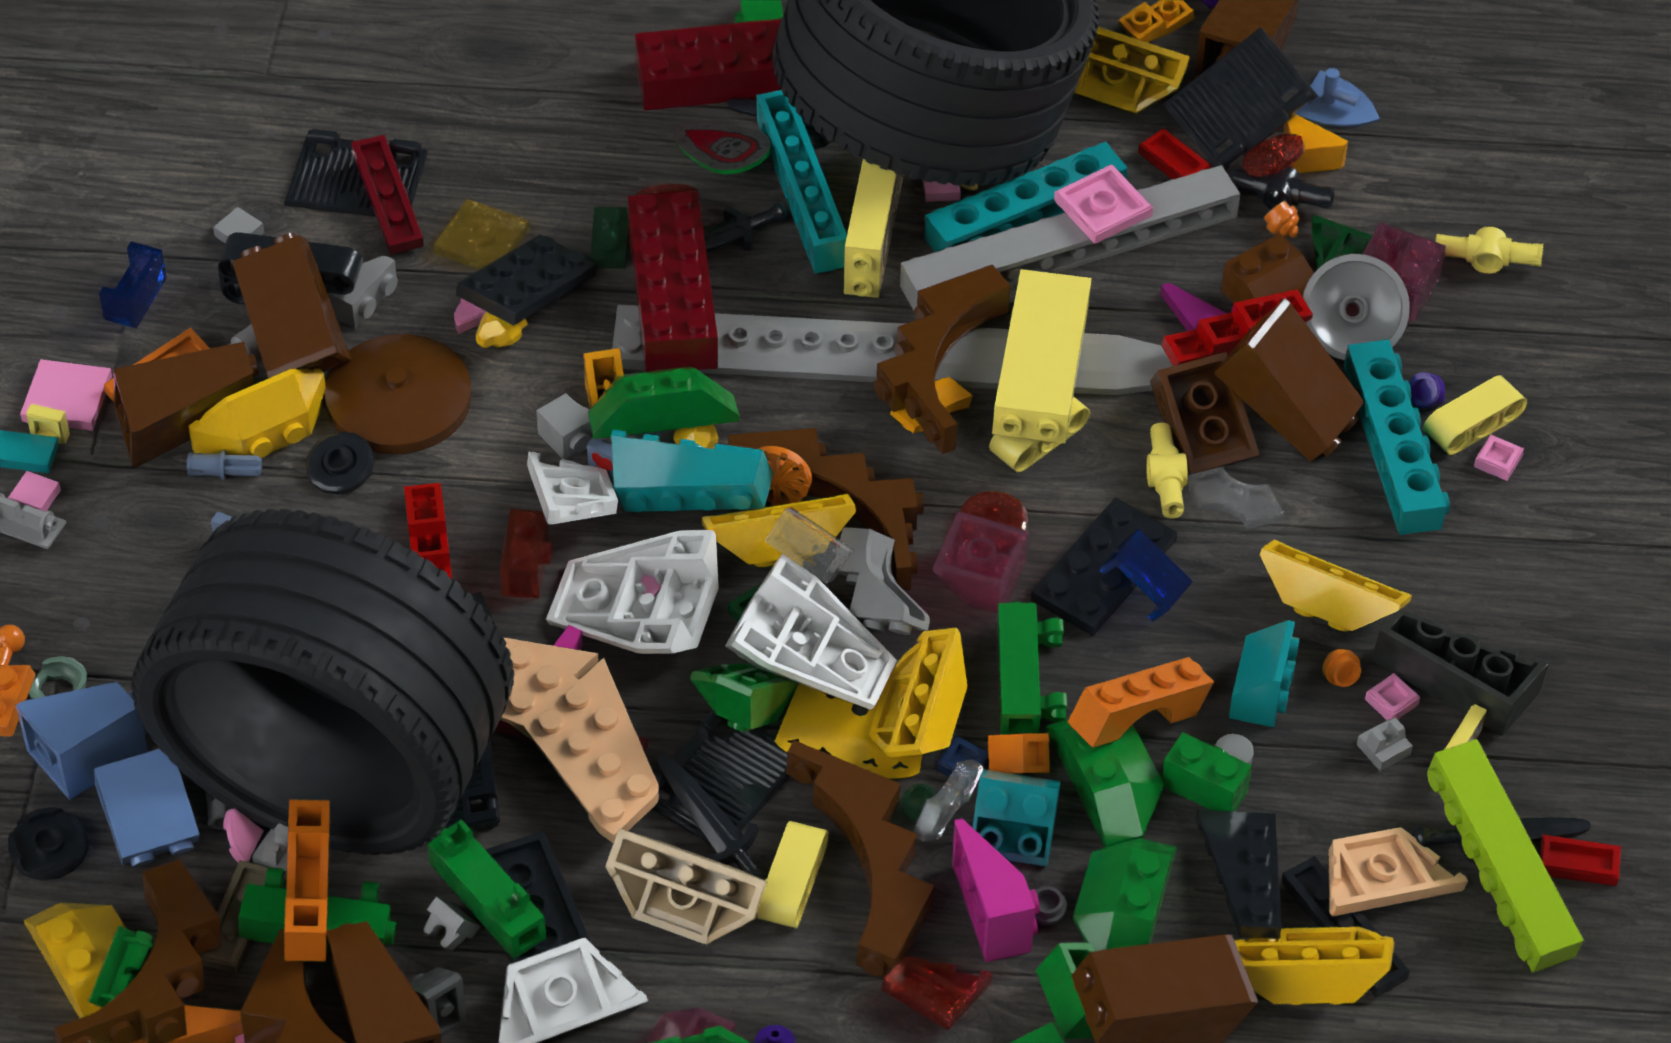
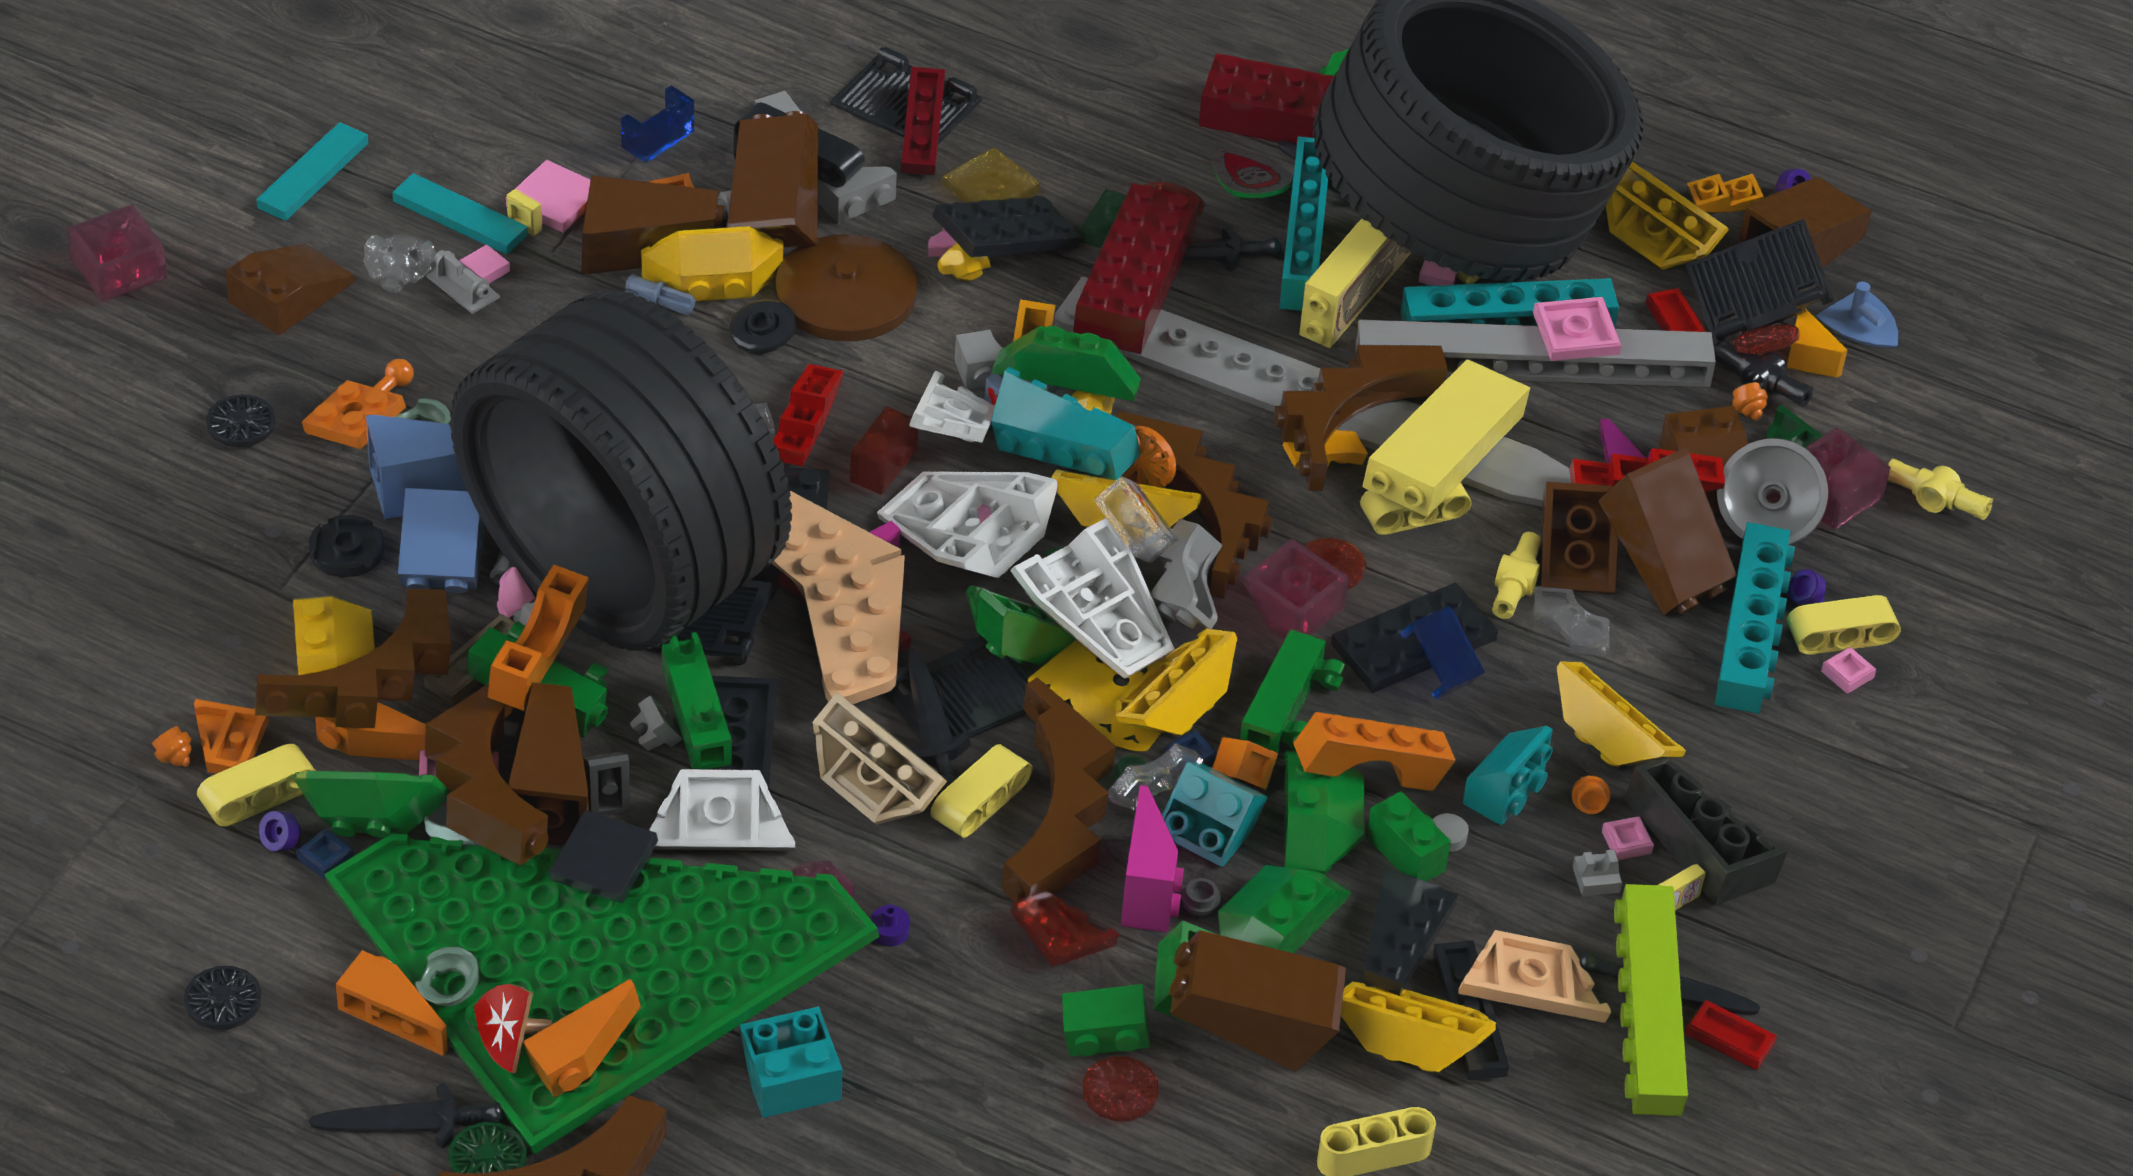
camera: 20 degrees right, 5 degrees down
(121, 964) = (350, 646): green hinge -> none

